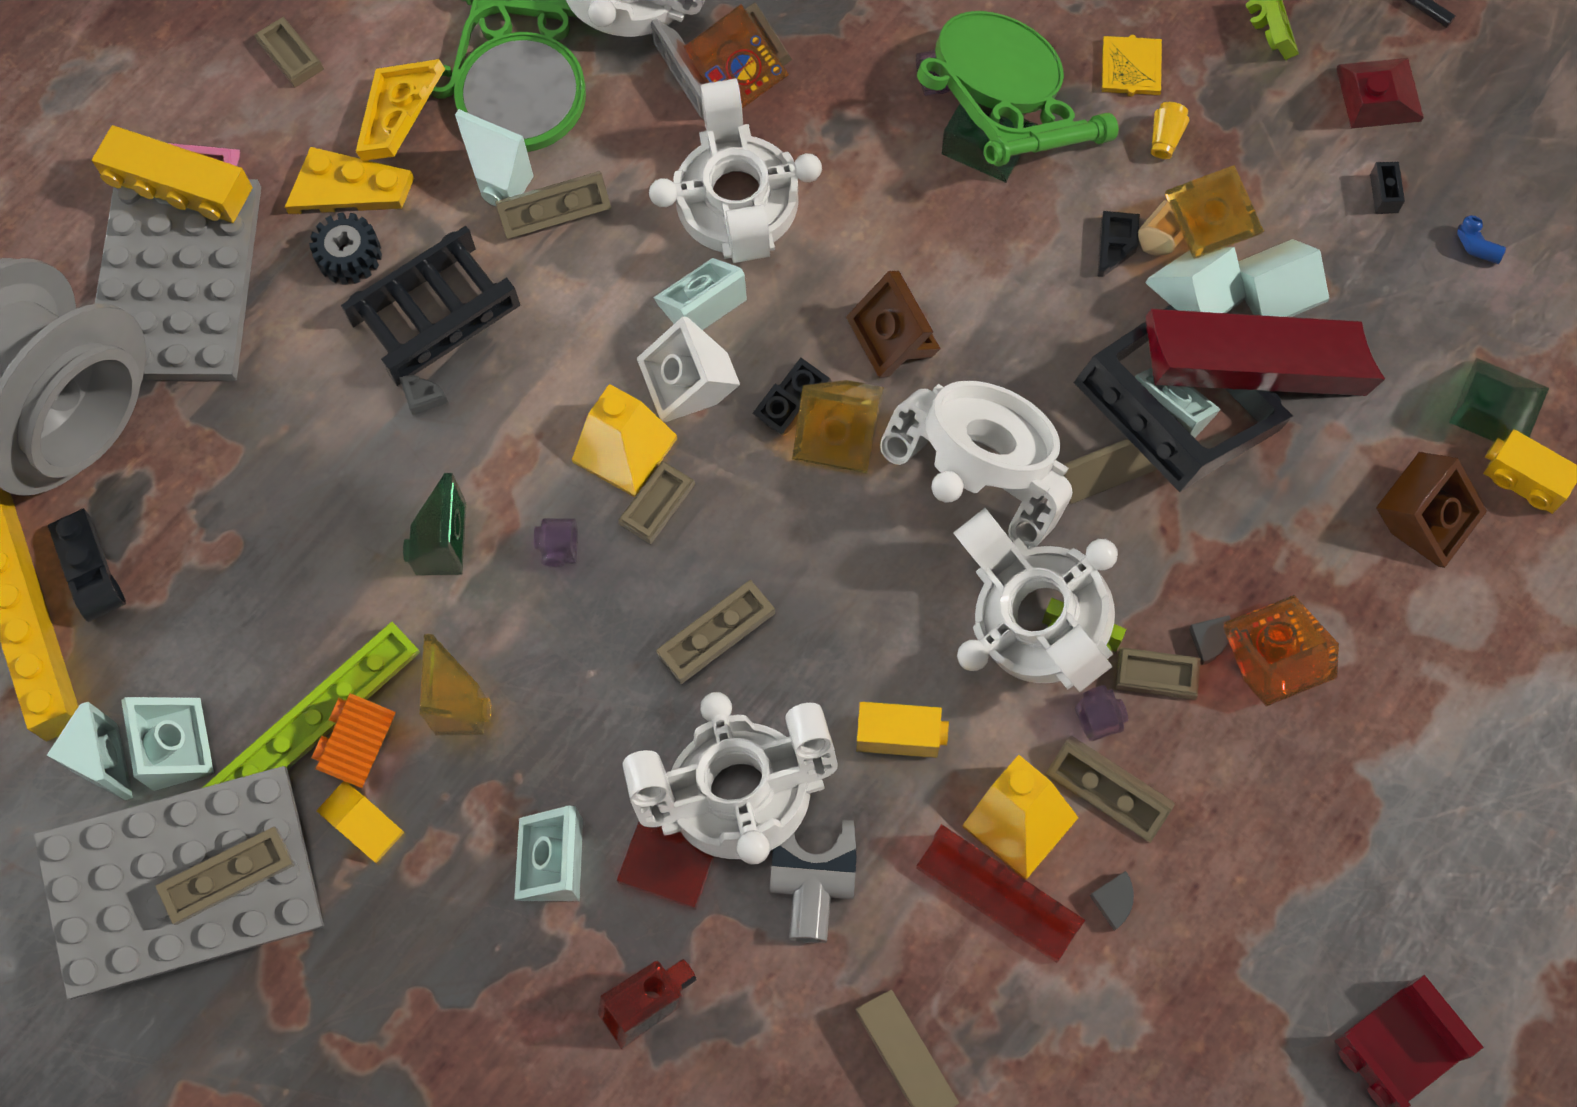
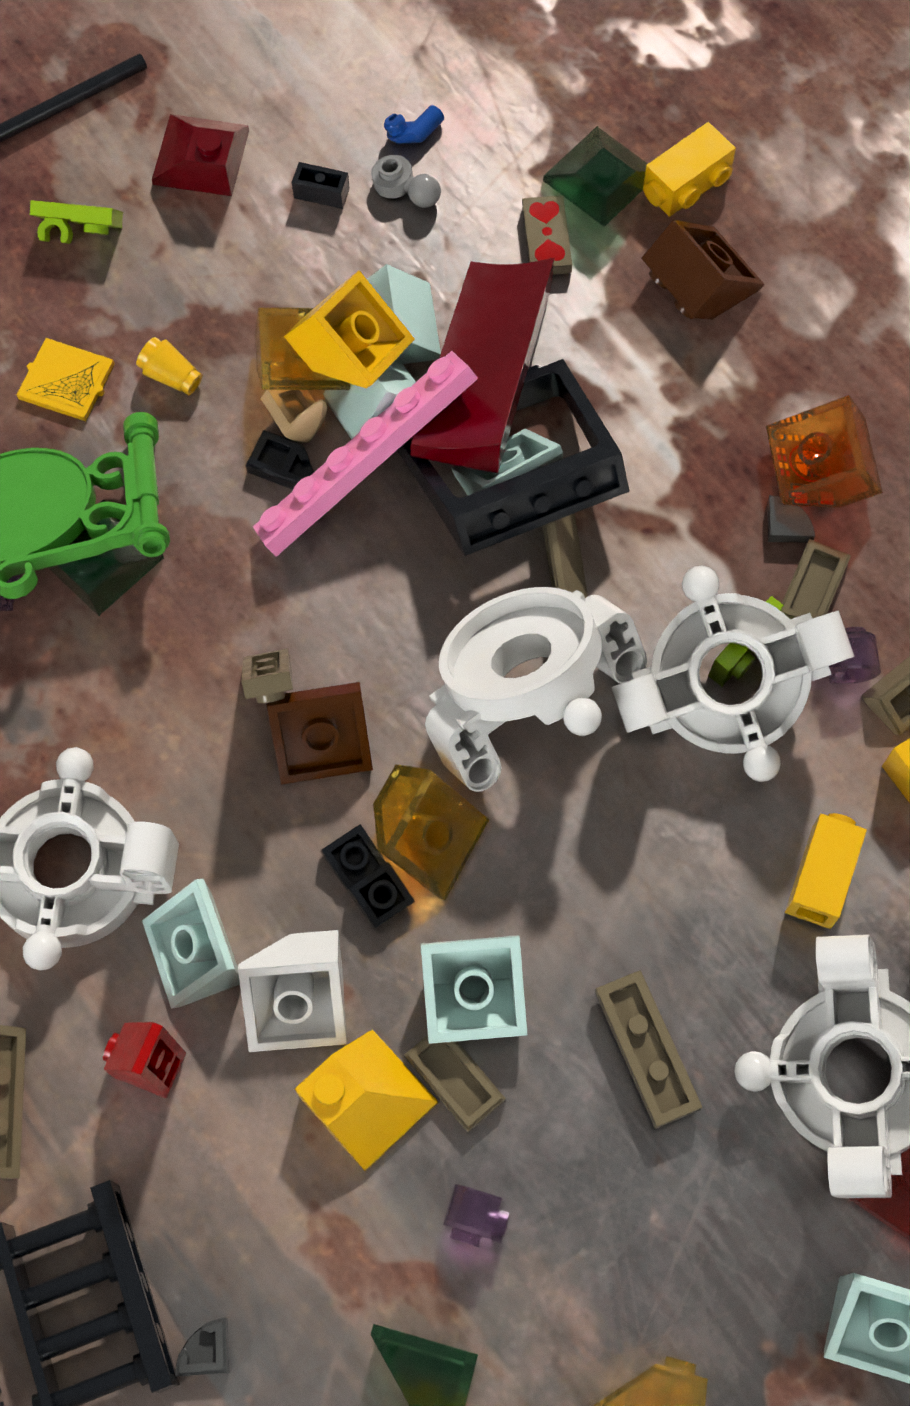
camera: 75 degrees left, 0 degrees up
(604, 285) = (144, 1057): none -> red slope
(721, 490) = (474, 989): none -> light aqua slope
(918, 268) = (267, 676): none -> dark tan plate
(1147, 286) = (364, 453): none -> bright pink plate
(1234, 237) = (350, 334): none -> yellow slope
(1417, 376) = (547, 231): none -> dark tan tile
(1420, 242) = (395, 178): none -> light grey plate

